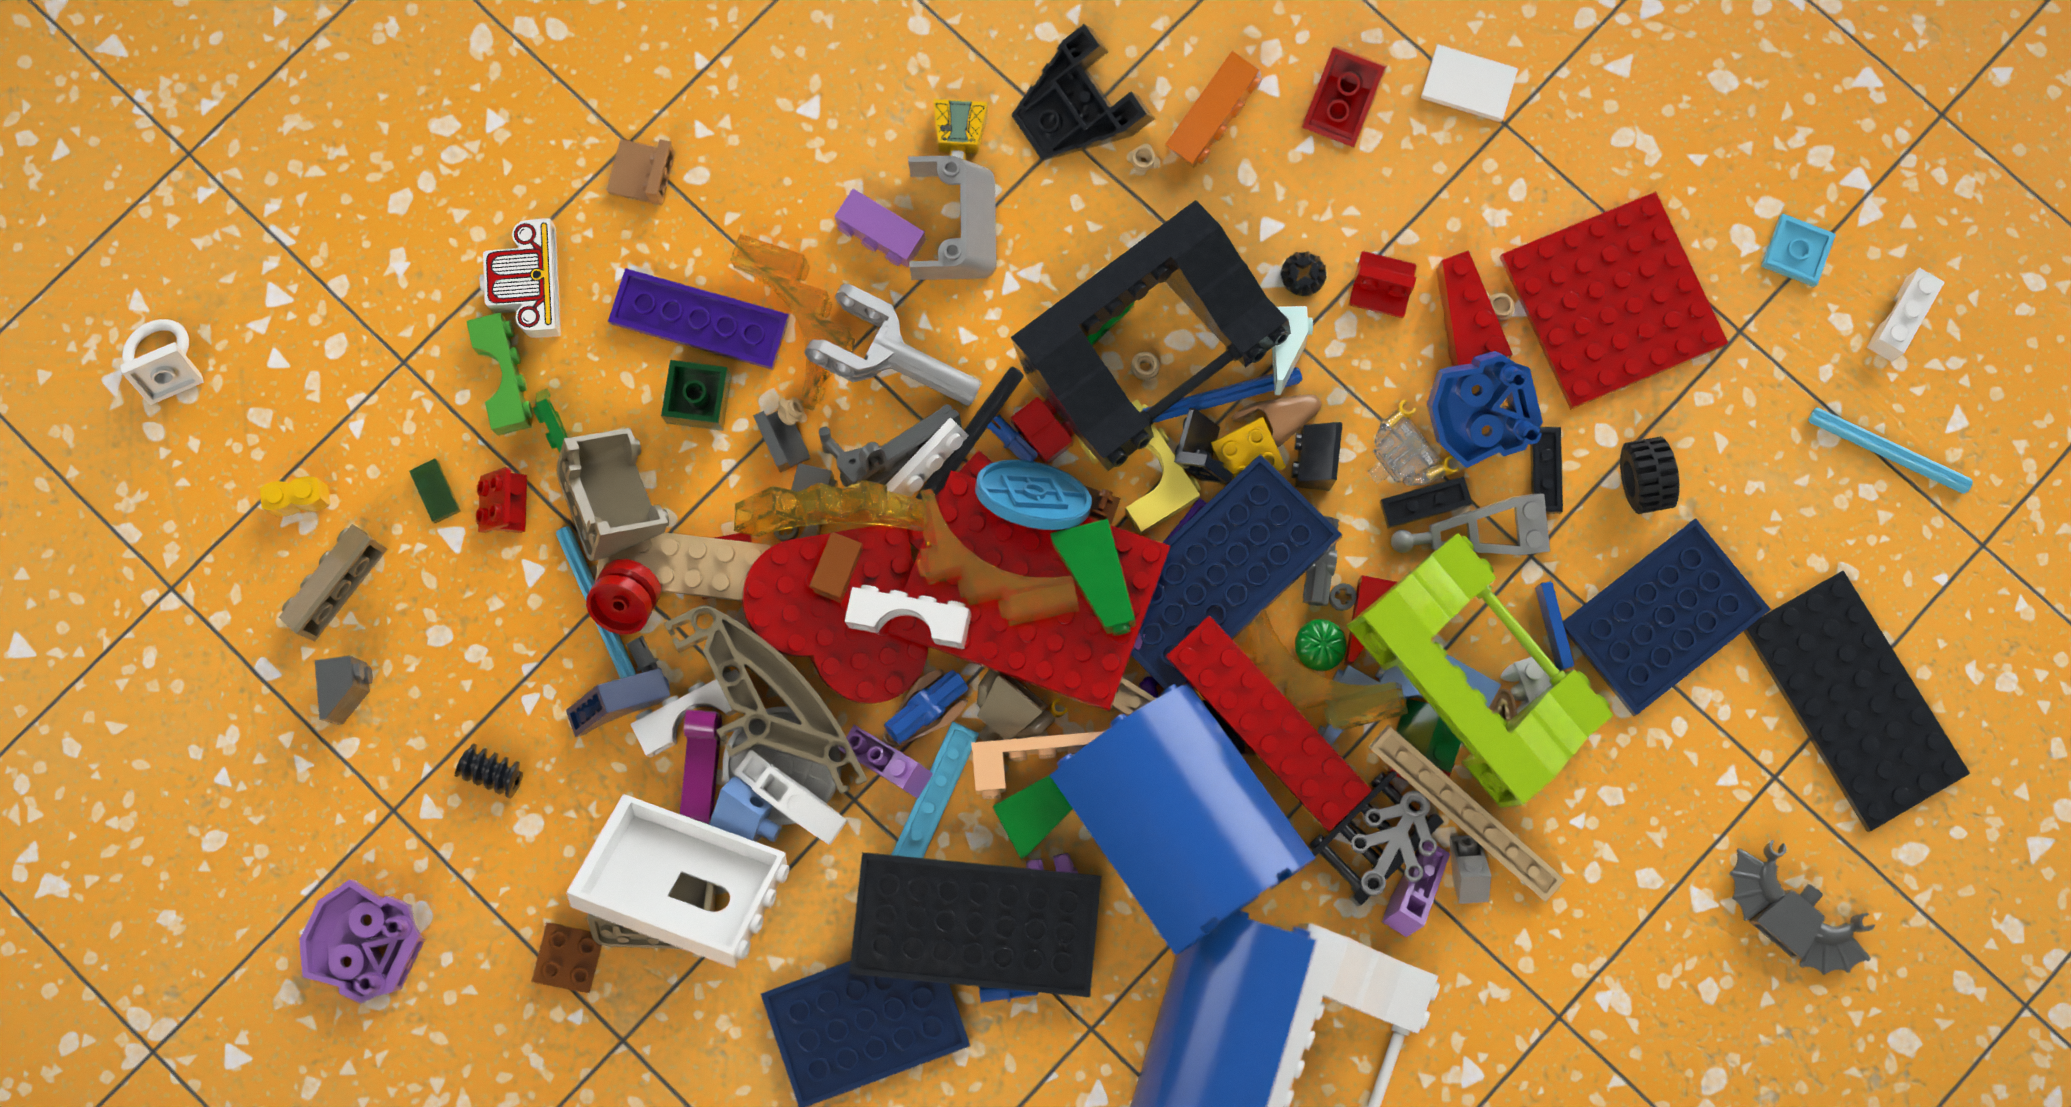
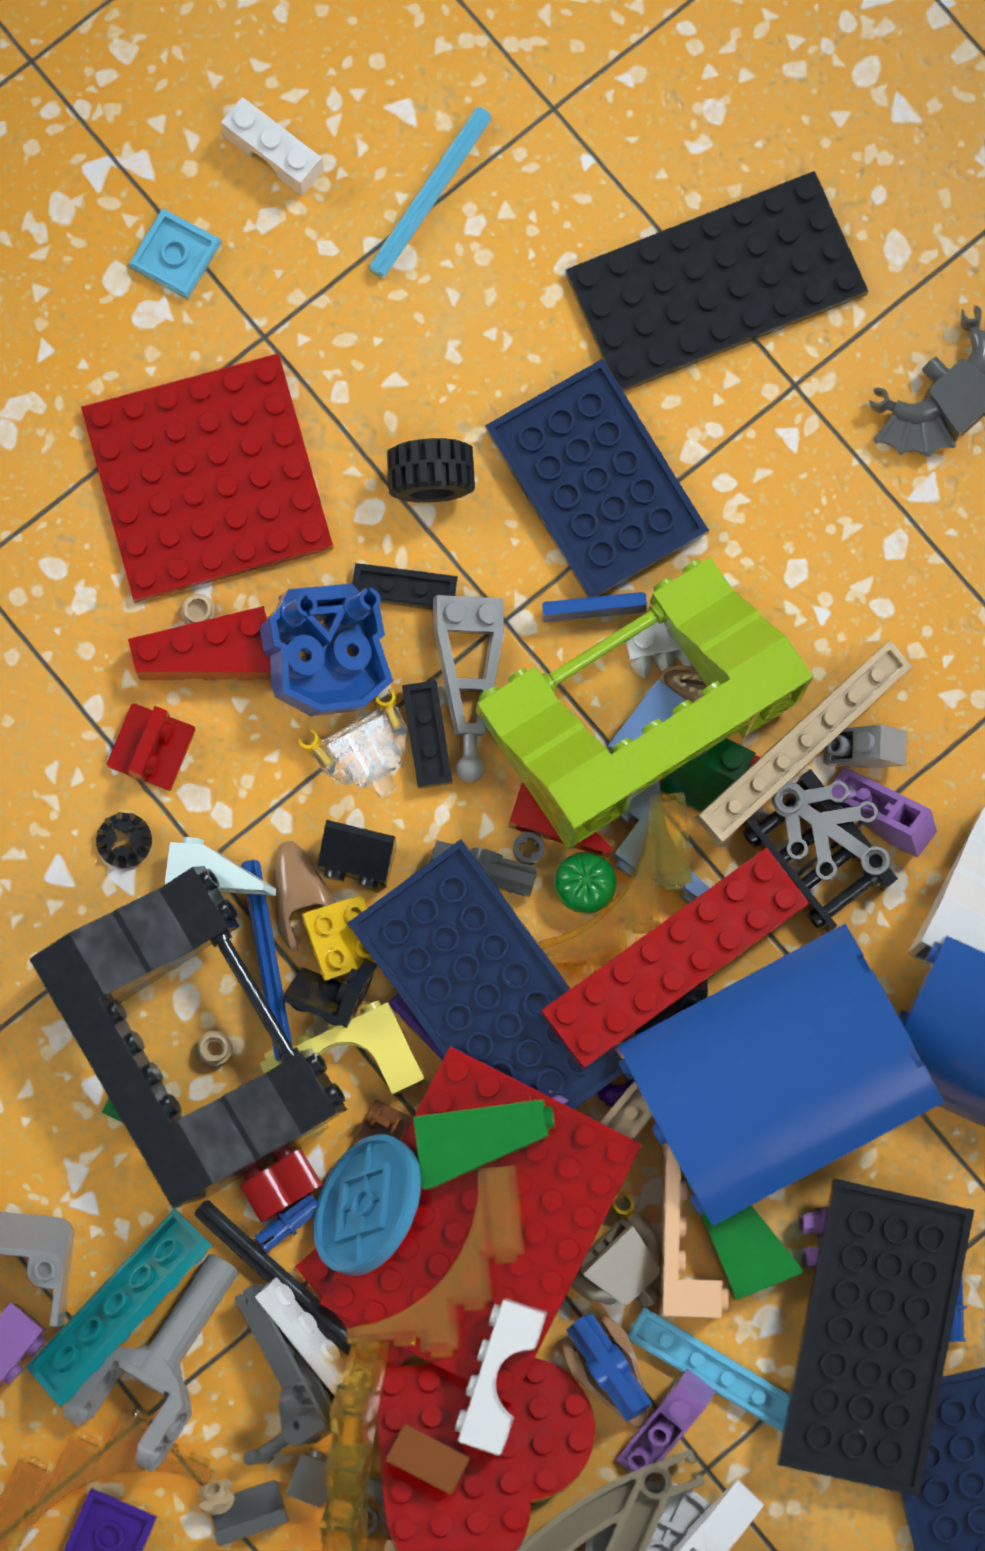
camera: 85 degrees left, 0 degrees up
(930, 316) = (118, 1307): none -> teal plate

